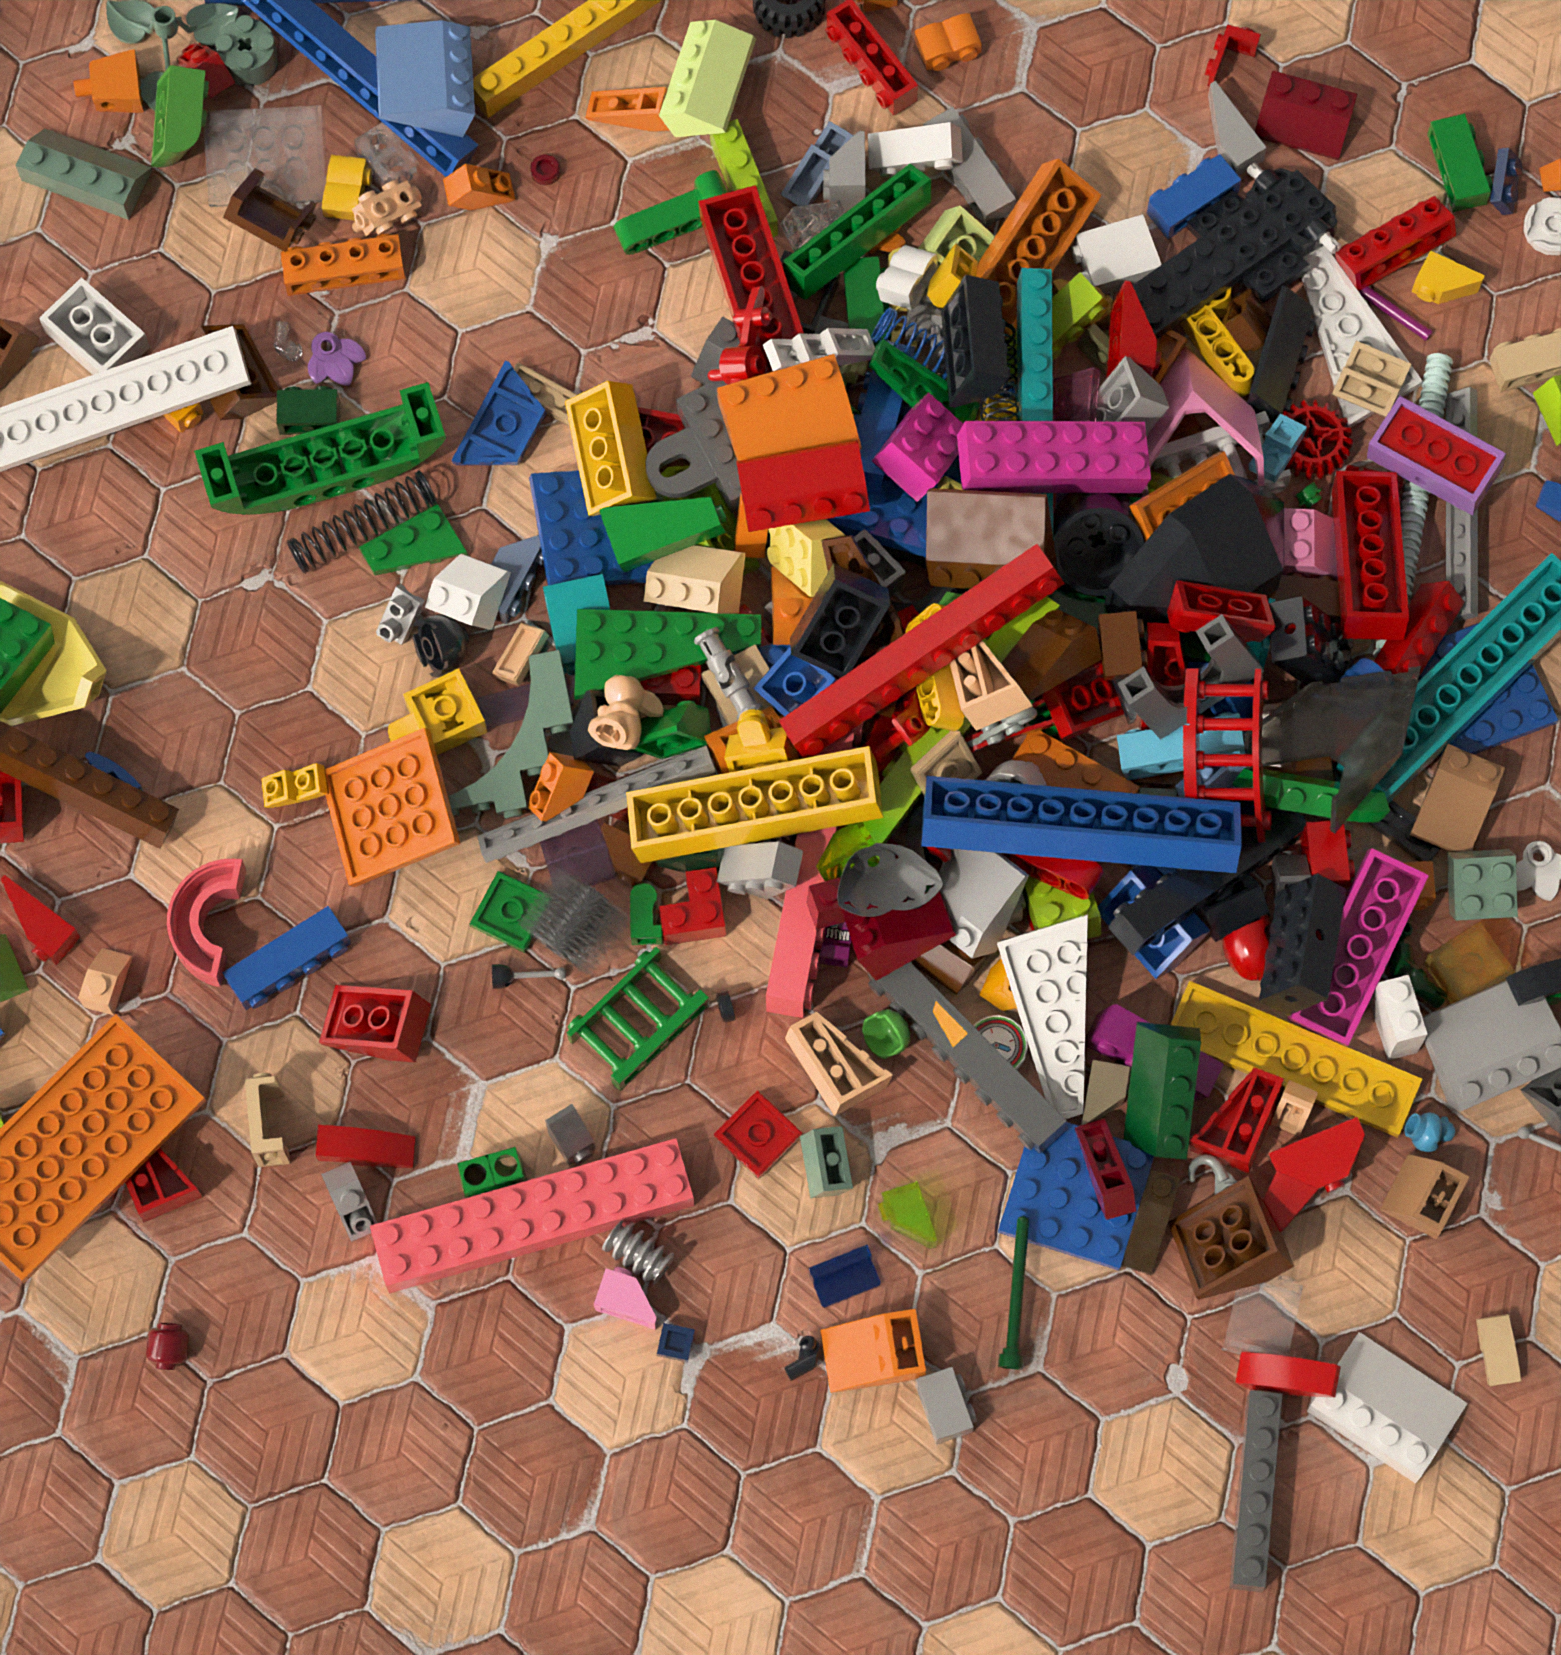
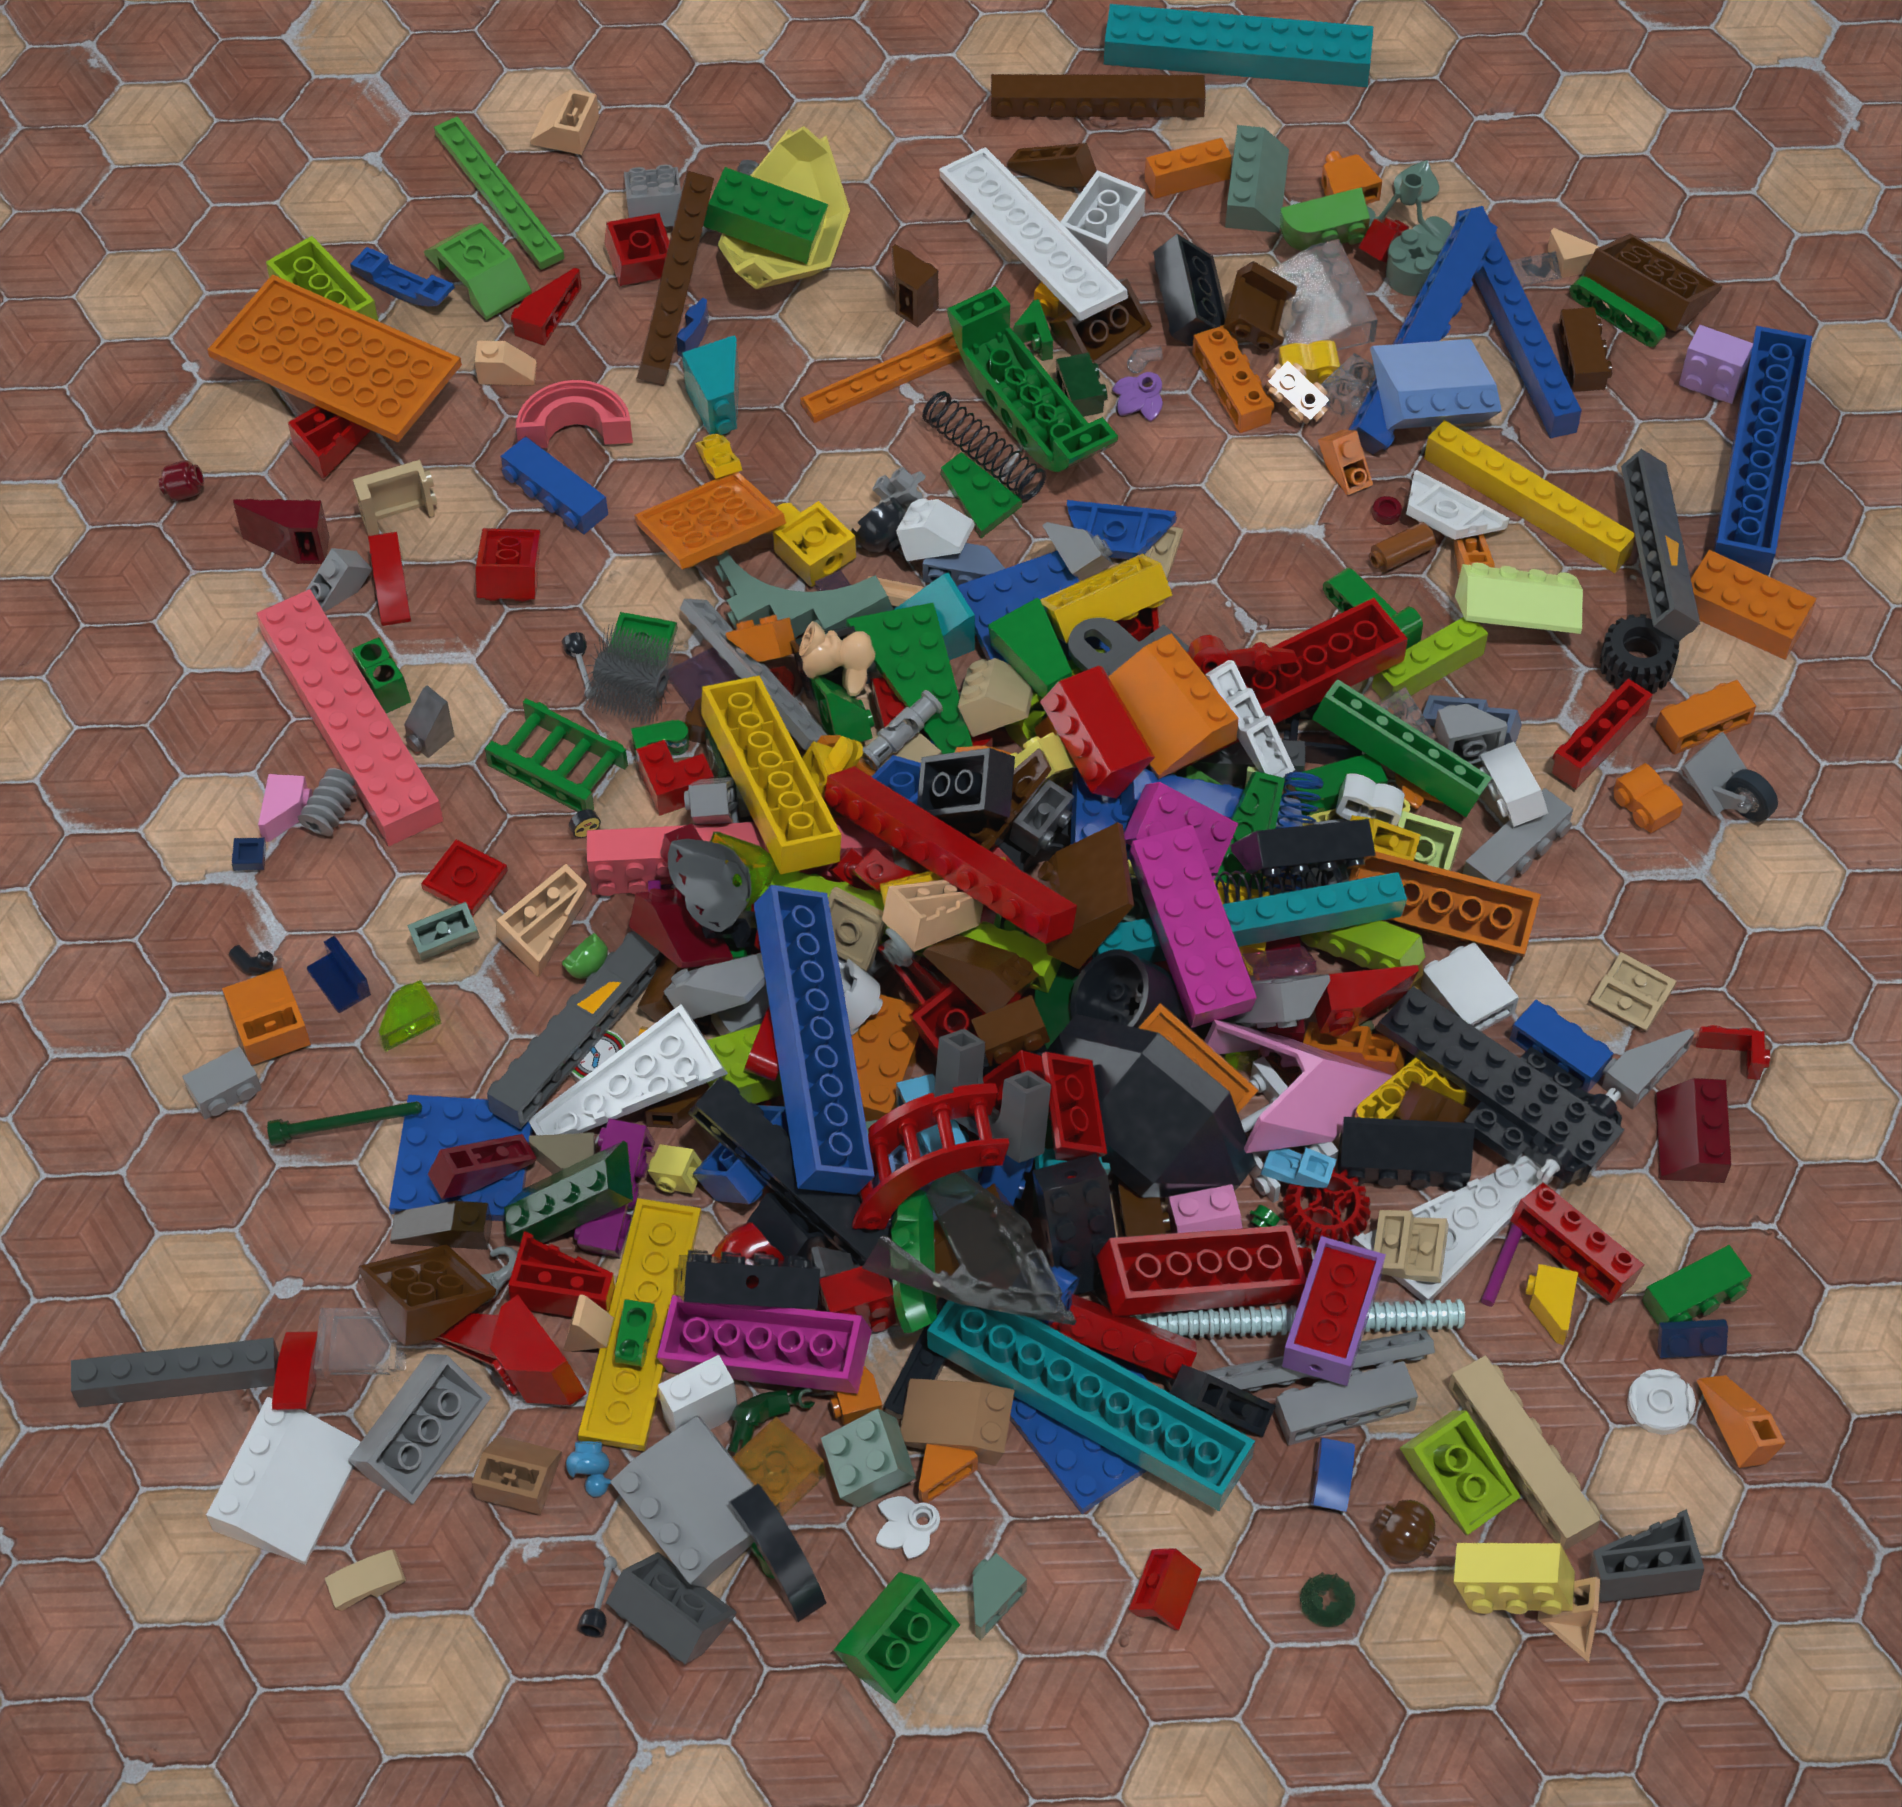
camera: 75 degrees right, 15 degrees down
(47, 231) = (1188, 168): none -> orange brick
(132, 541) = (914, 286): none -> reddish brown slope
(212, 766) = (713, 383): none -> teal slope
(218, 274) = (1189, 289): none -> black slope
(227, 431) = (1034, 327): none -> green slope
(227, 586) = (881, 378): none -> orange tile
(280, 1237) = (285, 527): none -> dark red slope
(536, 458) = (1080, 550): none -> light grey slope
(567, 112) = (1450, 510): none -> white wing
(600, 167) = (1402, 547): none -> dark orange brick
(1144, 995) = (674, 1169): none -> light yellow brick
(1148, 120) = (1633, 992): none -> tan slope
(1316, 1061) = (635, 1332): none -> green leg
(1358, 1276) = (420, 1427): none -> light grey slope
(1491, 576) = (1222, 1400): none -> black slope
(1500, 829) = (943, 1469): none -> orange slope
(1509, 495) = (1336, 1407): none -> light grey brick

